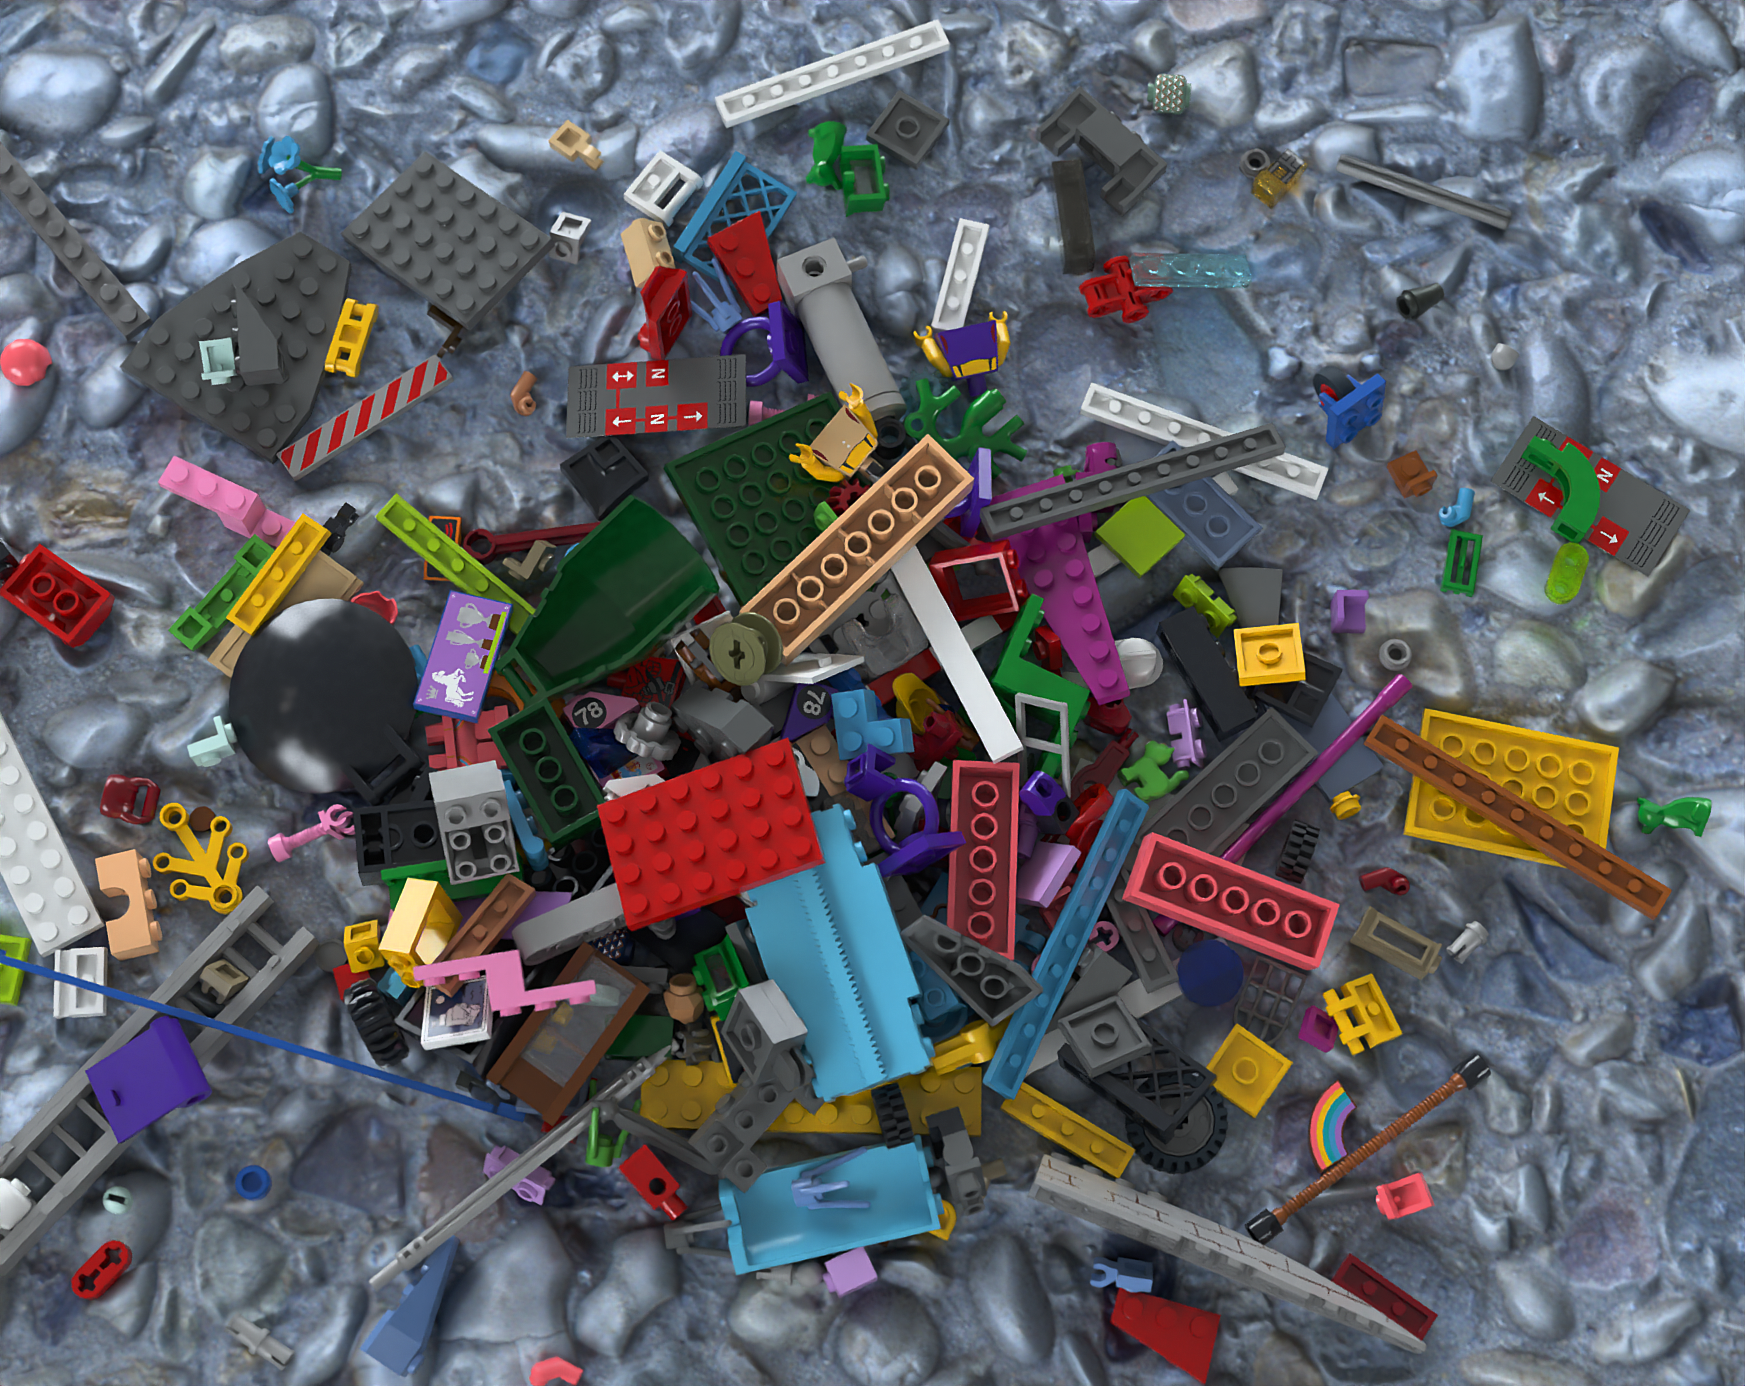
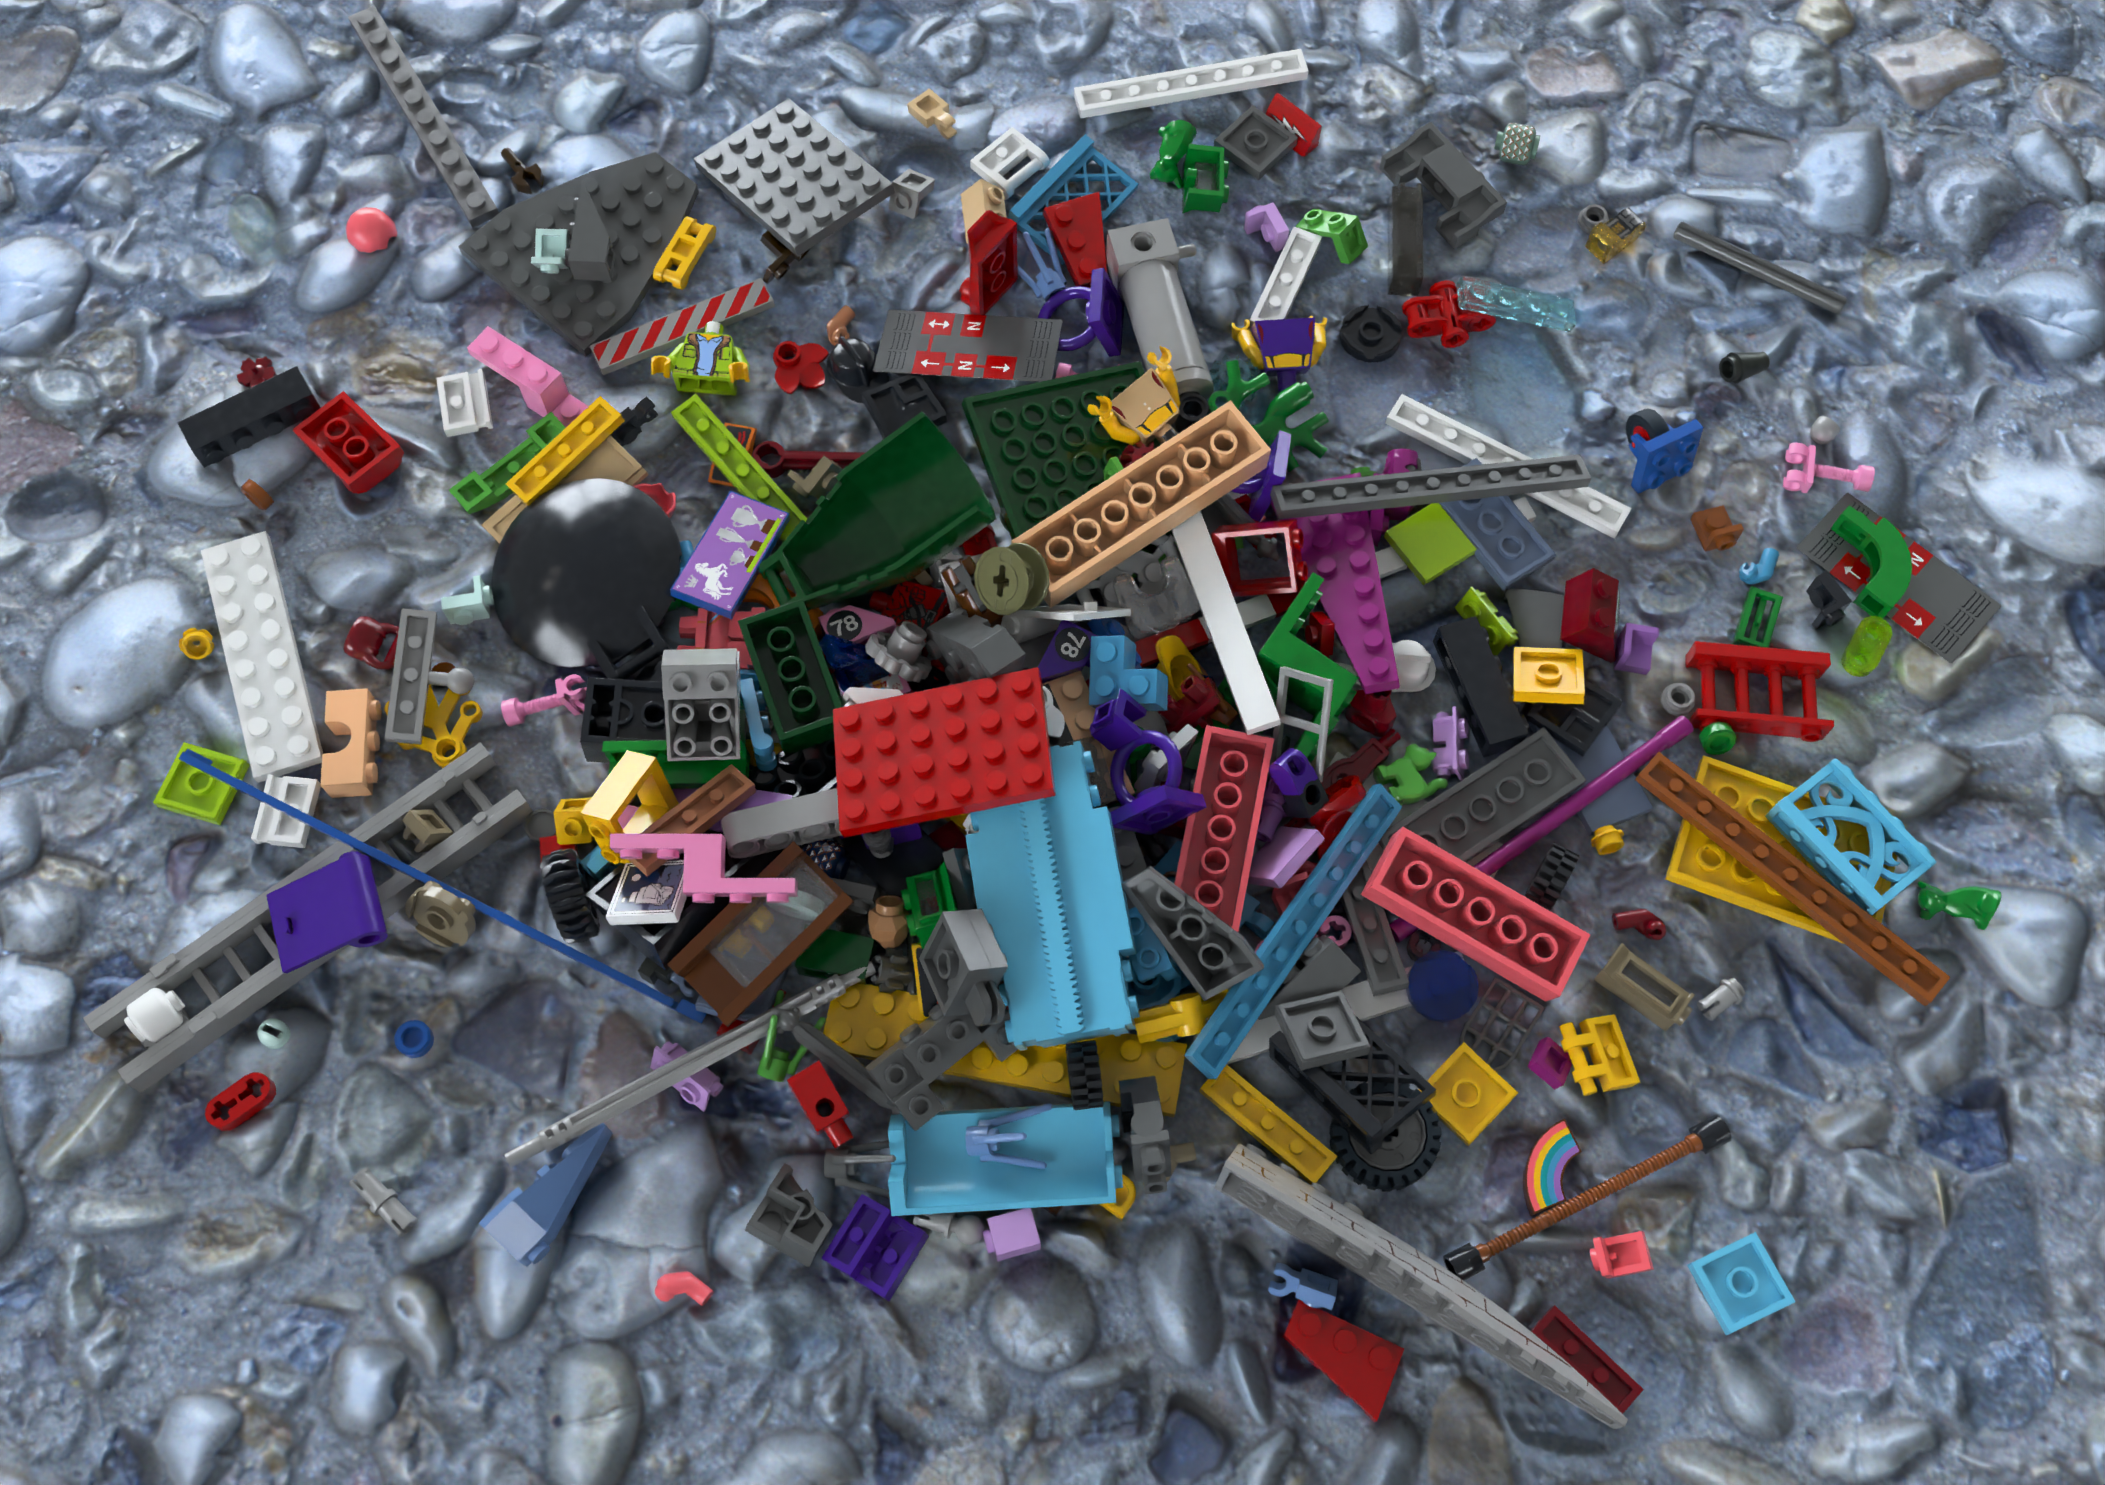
camera: 10 degrees right, 5 degrees down
(162, 534) = (464, 403): none -> white plate
(166, 272) = (522, 171): none -> dark brown bar
(177, 829) = (414, 675): none -> light grey plate
(256, 1061) = (441, 915): none -> dark tan plate
(285, 156) = (650, 78): dark azure plant -> none
(397, 455) = (705, 363): none -> torso
(494, 446) = (802, 368): none -> red plate
(544, 437) = (852, 368): none -> black piece
(642, 1292) = (790, 1219): none -> dark grey slope
(725, 1305) = (875, 1247): none -> dark purple slope
(936, 218) = (1270, 223): none -> lavender bracket
(945, 103) = (1296, 122): none -> red slope
(1001, 212) = (1342, 228): none -> bright green bracket
(1052, 320) = (1370, 333): none -> black tile
(1303, 585) = (1592, 614): none -> dark red slope
(1436, 689) = (1717, 738): none -> green tile
(1481, 606) = (1773, 664): none -> red fence
(1483, 384) = (1802, 480): none -> bright pink bar
(1514, 1204) = (1741, 1283): none -> medium azure plate
(1527, 530) = (1830, 598): none -> black bracket
(1581, 742) = (1884, 832): none -> medium azure fence

